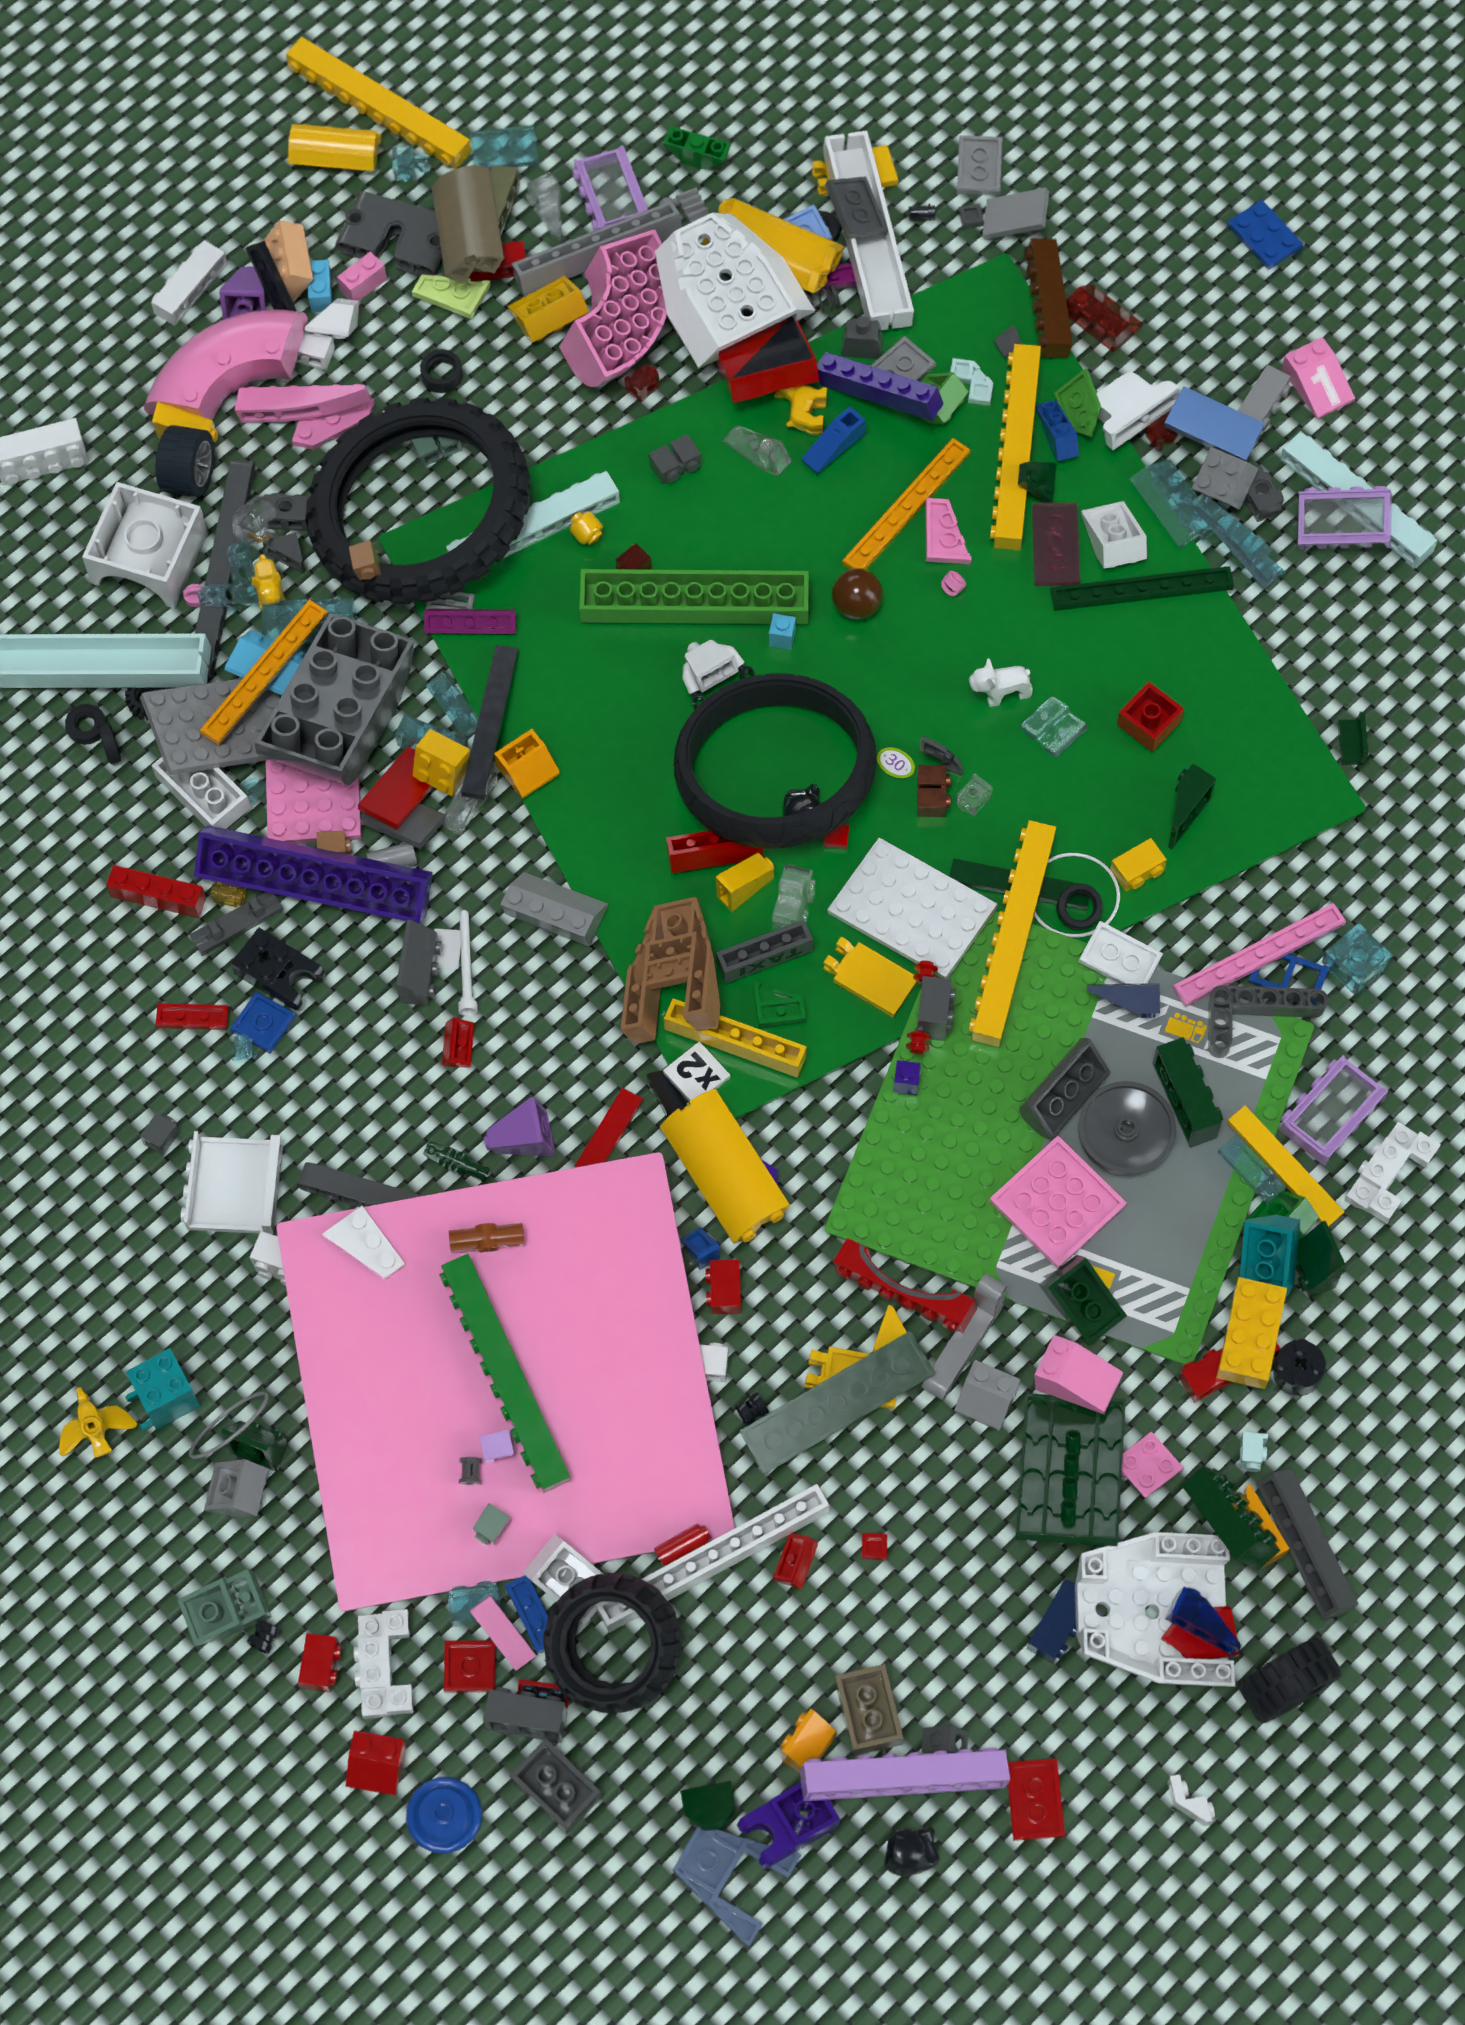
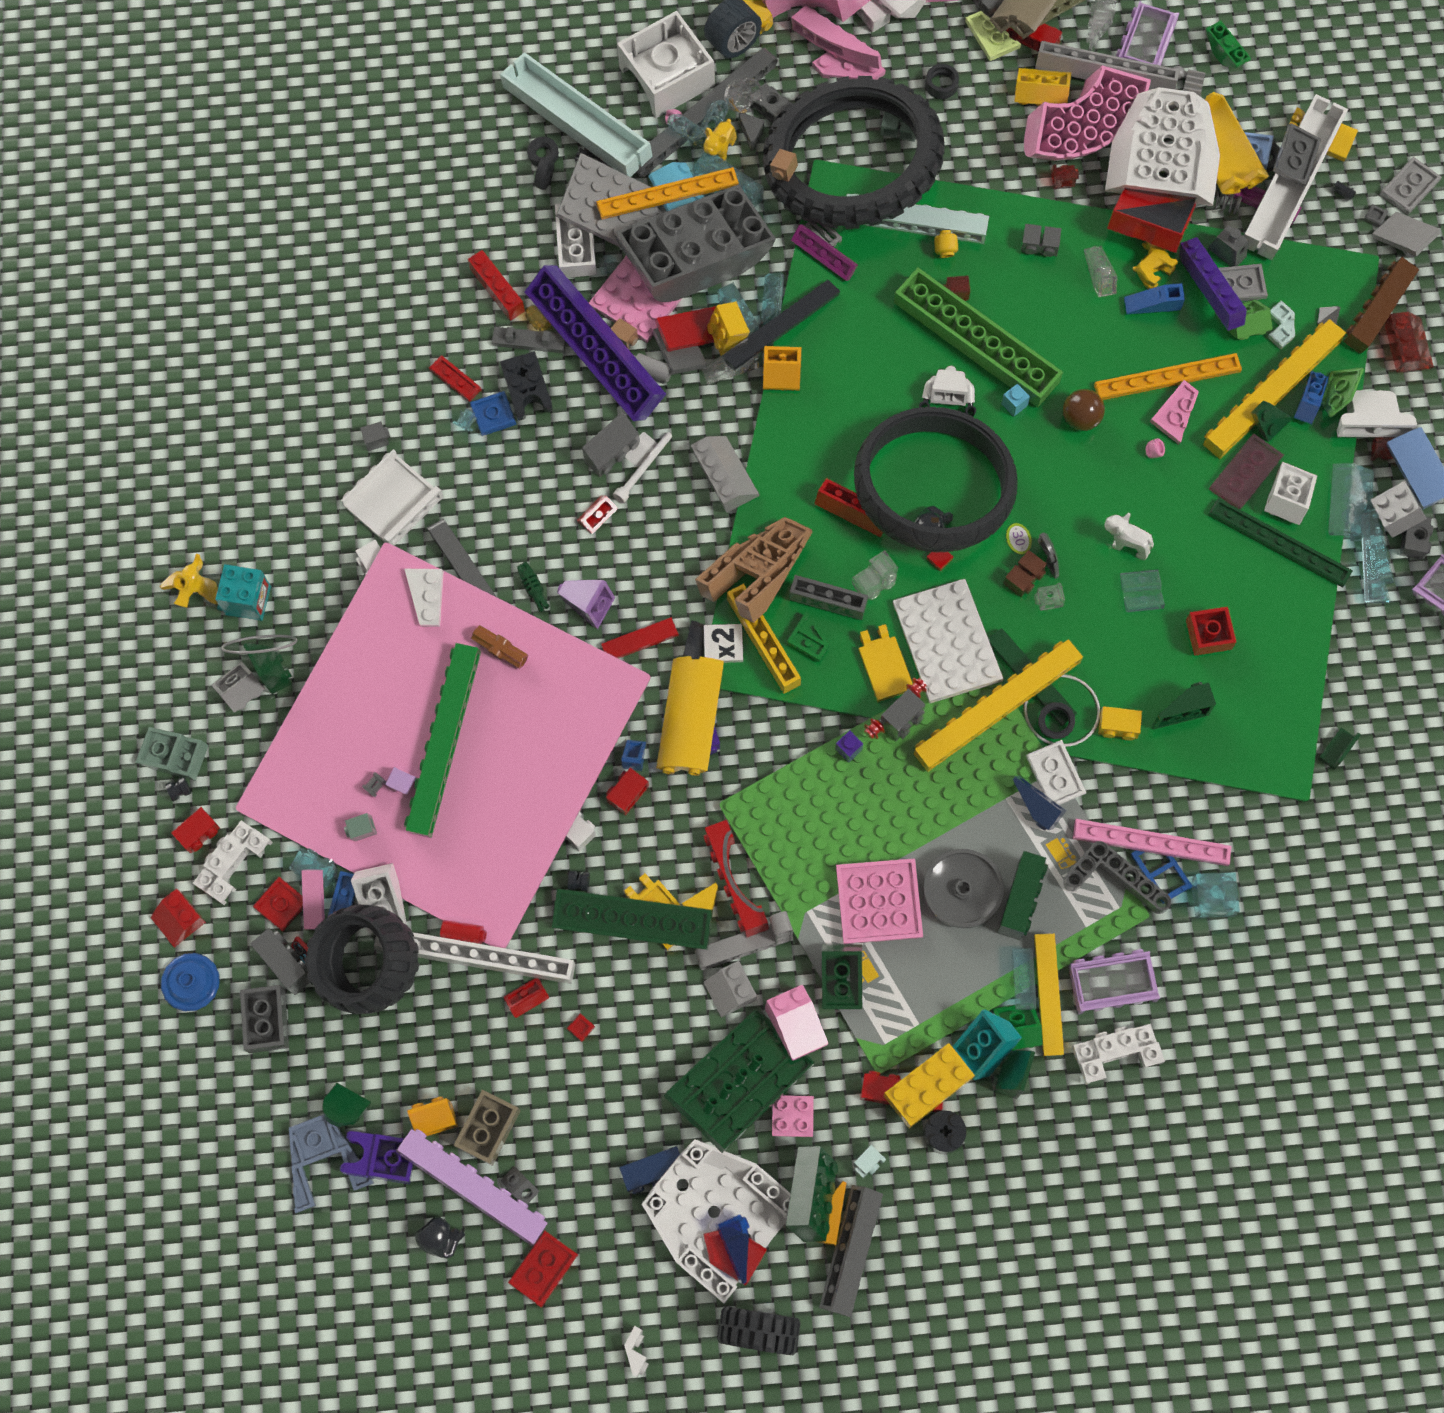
camera: 40 degrees right, 5 degrees up
(743, 880) = (855, 542): yellow slope -> none
(1064, 1089) = (944, 832): dark grey brick -> none

